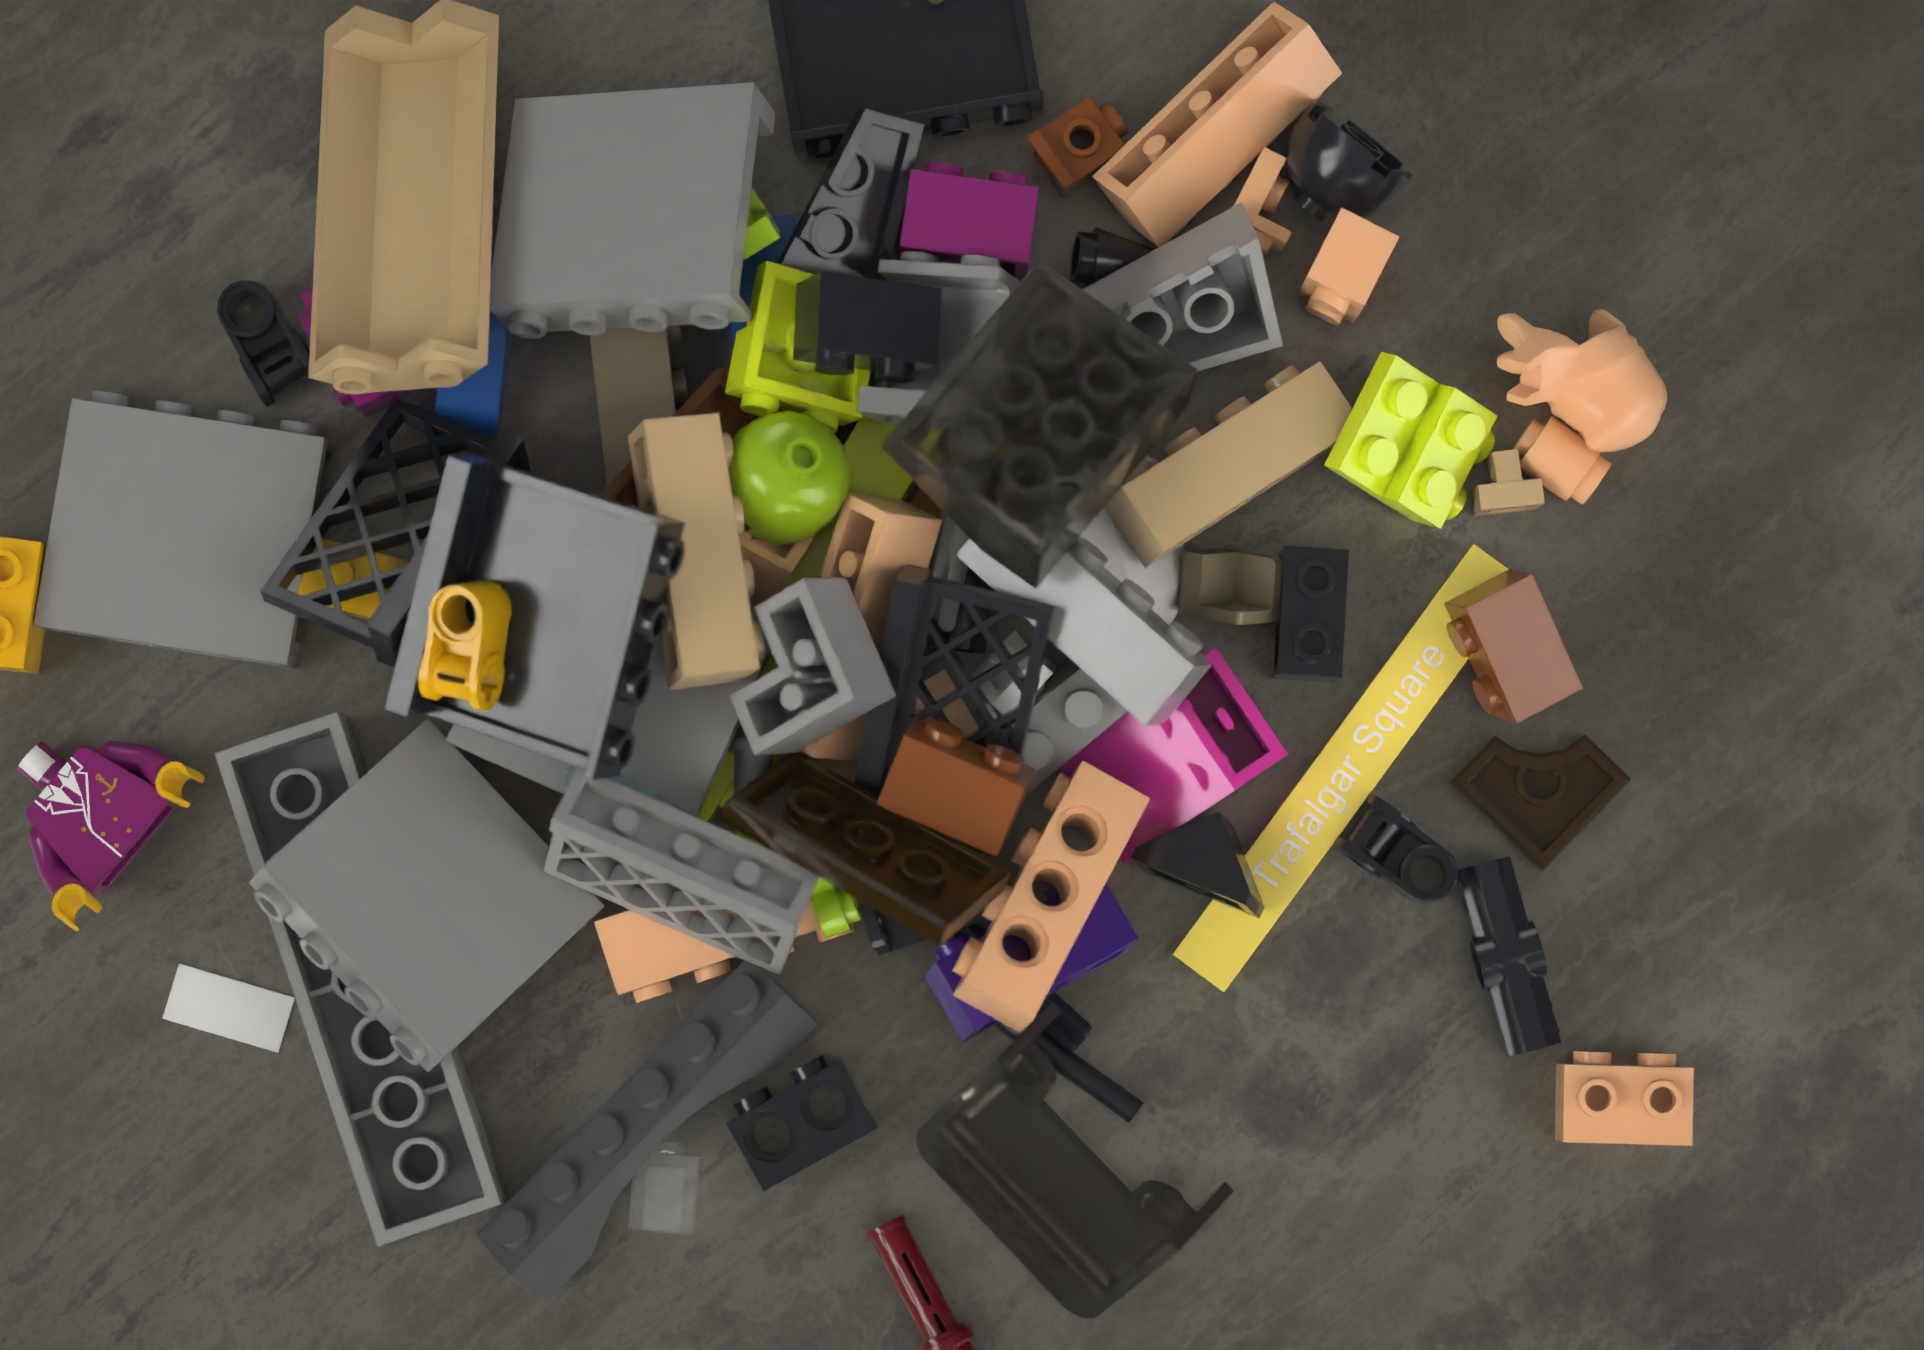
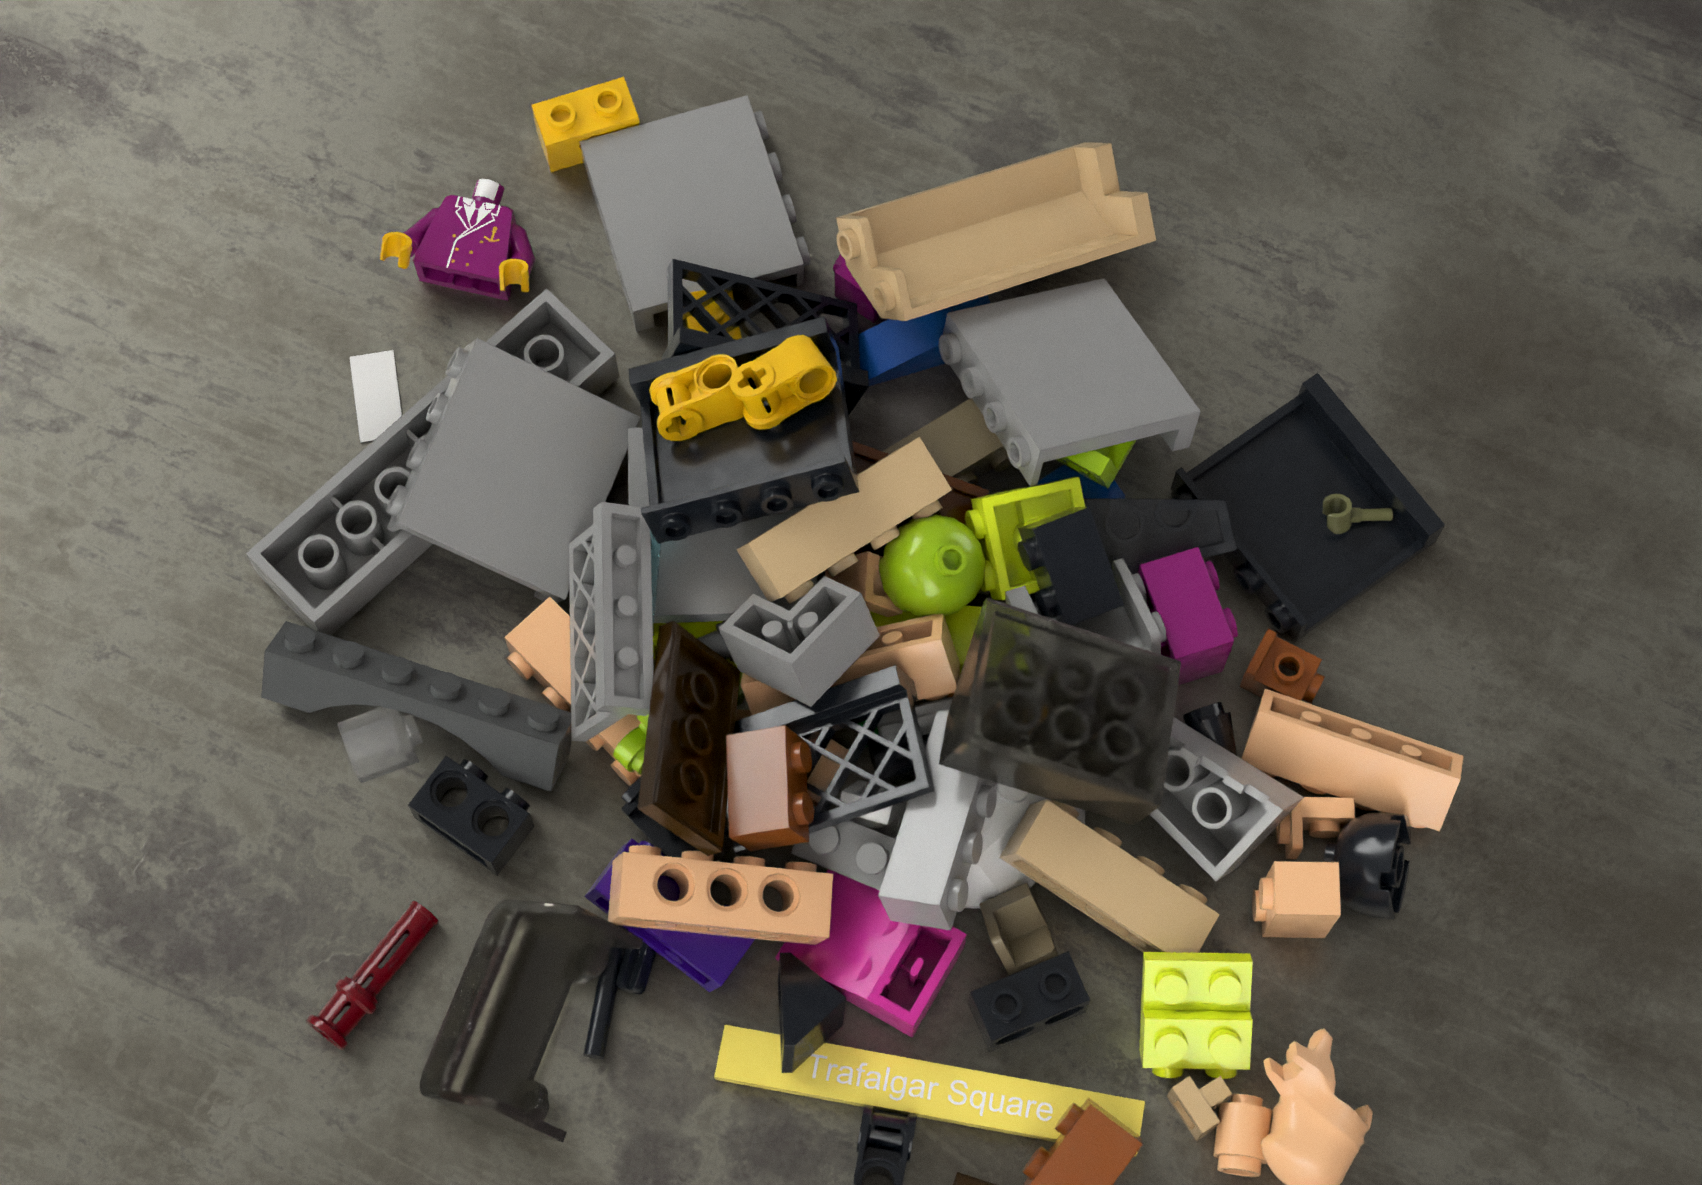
camera: 65 degrees right, 15 degrees down
(266, 344) = (846, 197): black piece -> none
(502, 535) = (784, 378): none -> yellow piece

